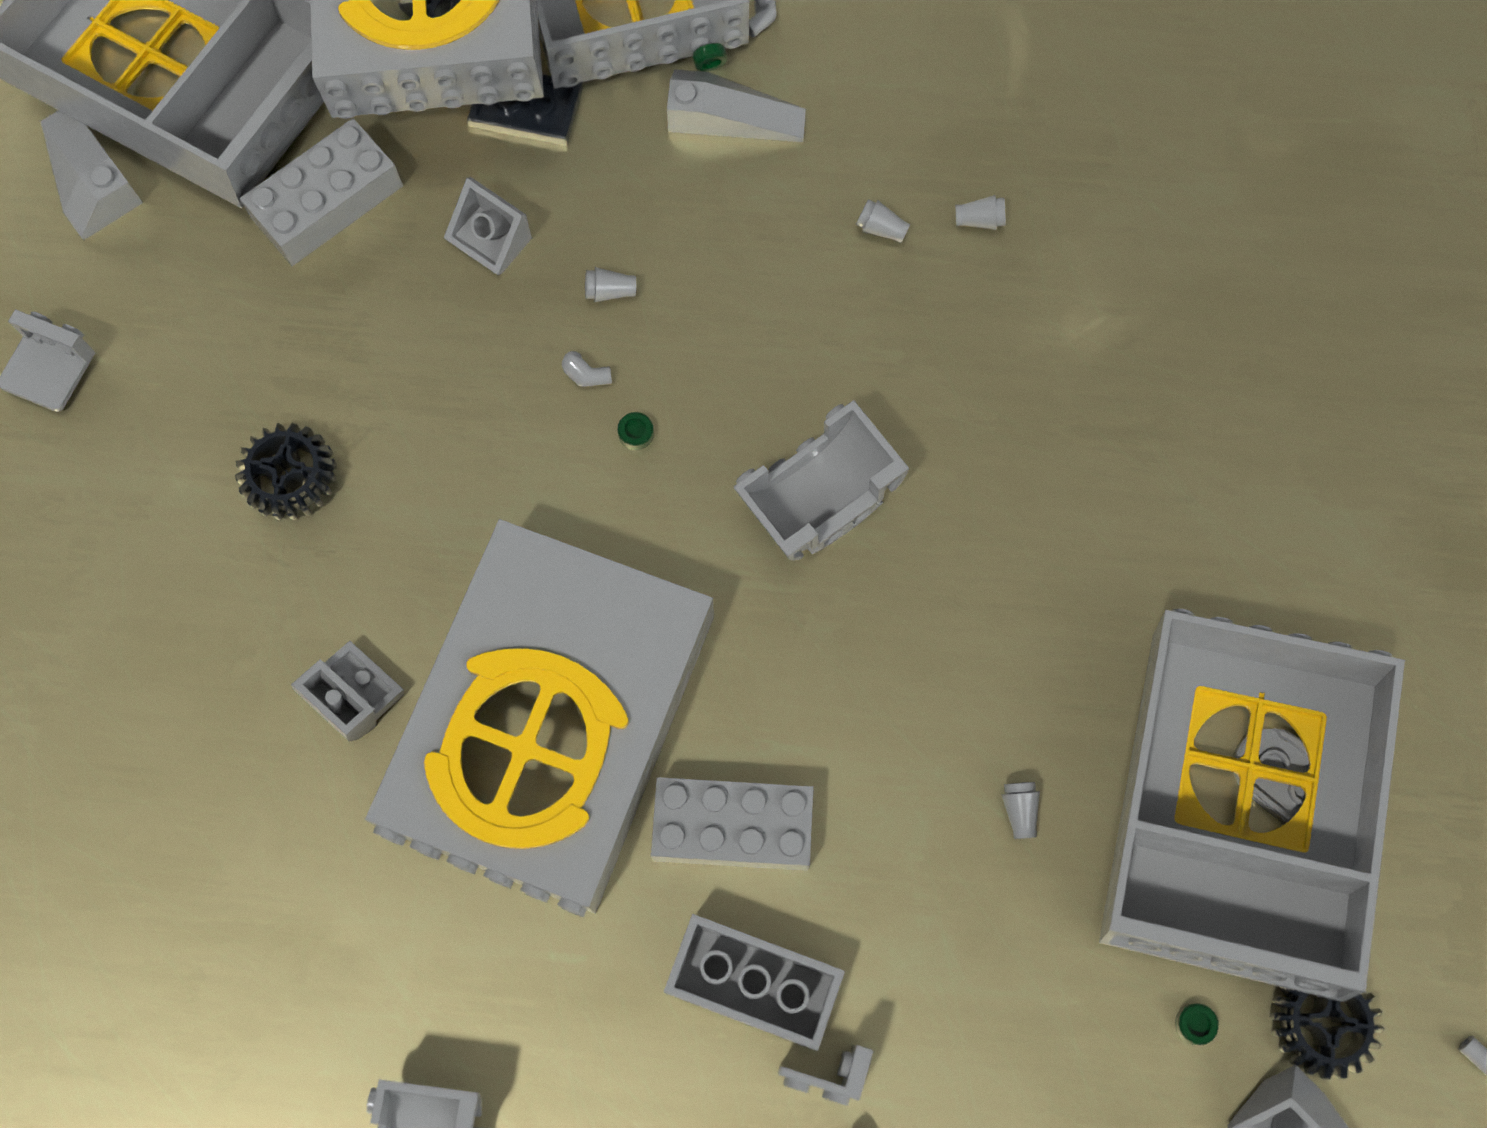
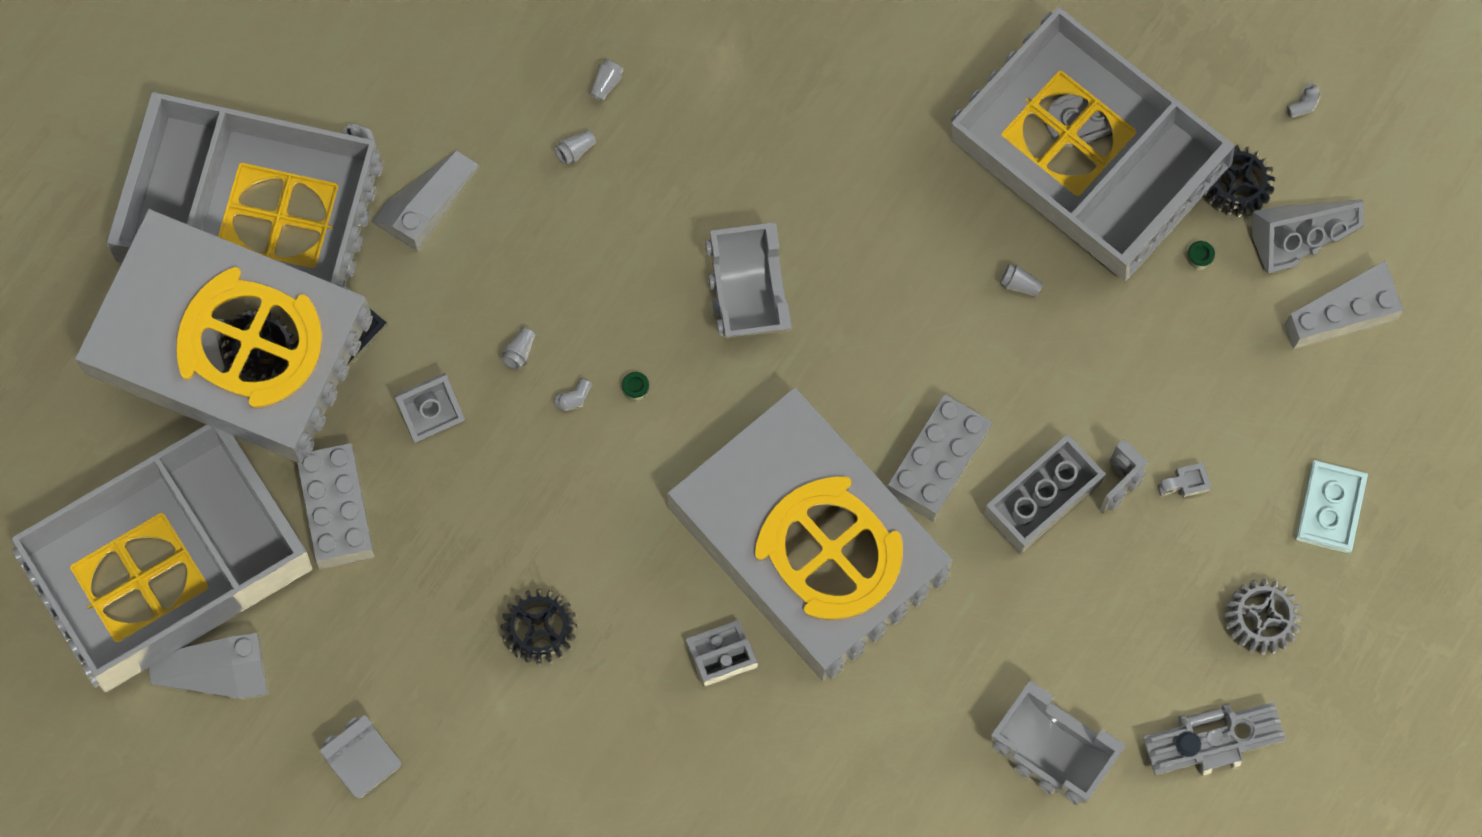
camera: 65 degrees left, 0 degrees up
(709, 57) = (380, 192): dark green tile -> none

